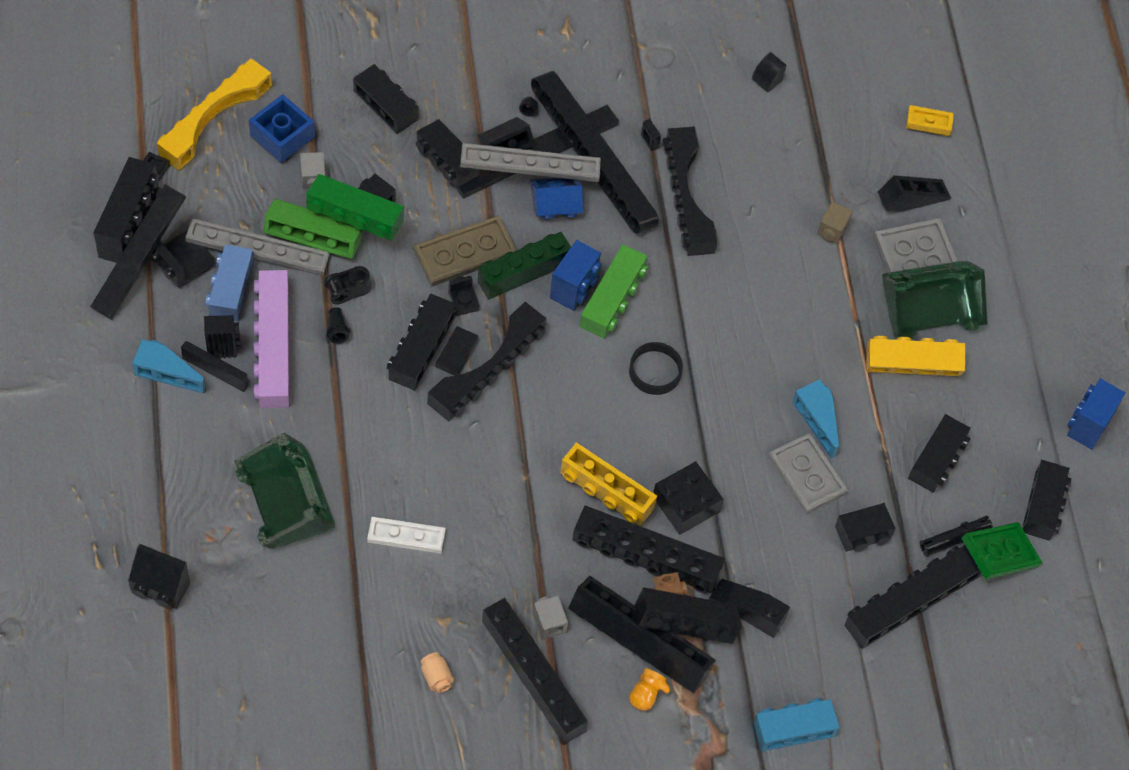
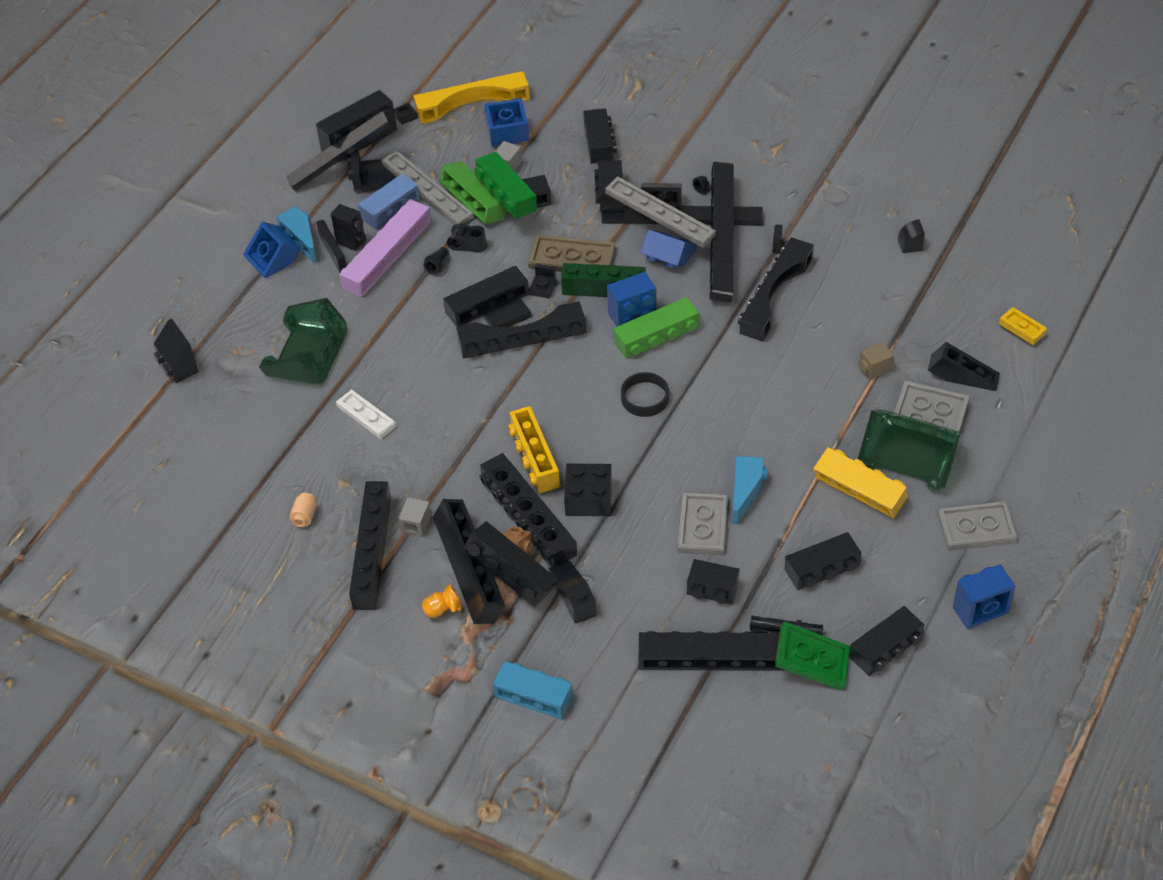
camera: 45 degrees right, 10 degrees down
(152, 404) = (271, 249): none -> blue slope
(1032, 345) = (977, 525): none -> light grey tile

